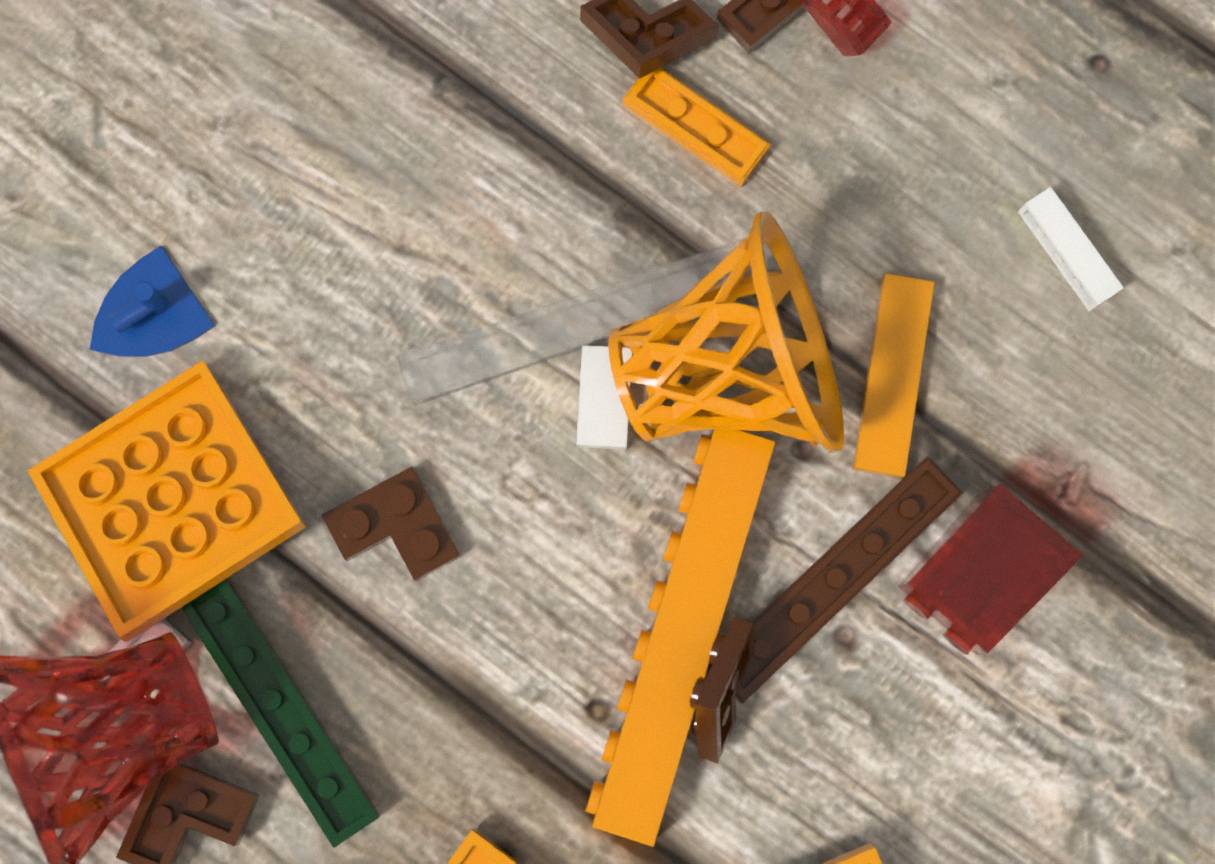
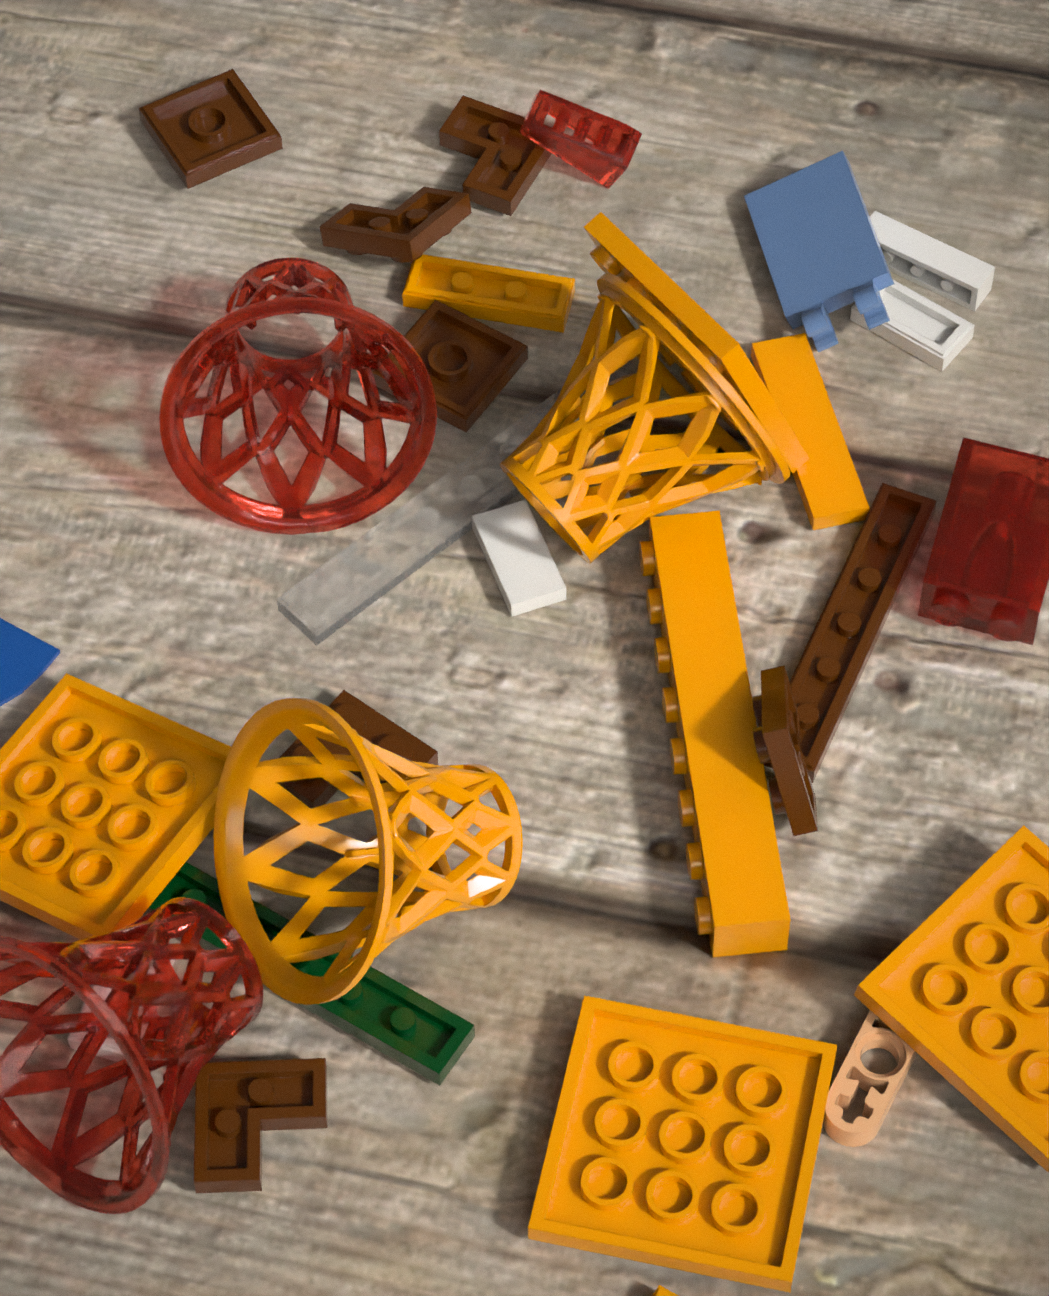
camera: 20 degrees left, 25 degrees down
(336, 632) = (410, 792): none -> light orange piece
(531, 183) = (224, 347): none -> clear red piece
(630, 188) = (464, 360): none -> reddish brown plate
(817, 289) = (624, 259): none -> light orange plate
(988, 204) = (821, 247): none -> medium blue tile
(1030, 304) = (920, 326): none -> white tile

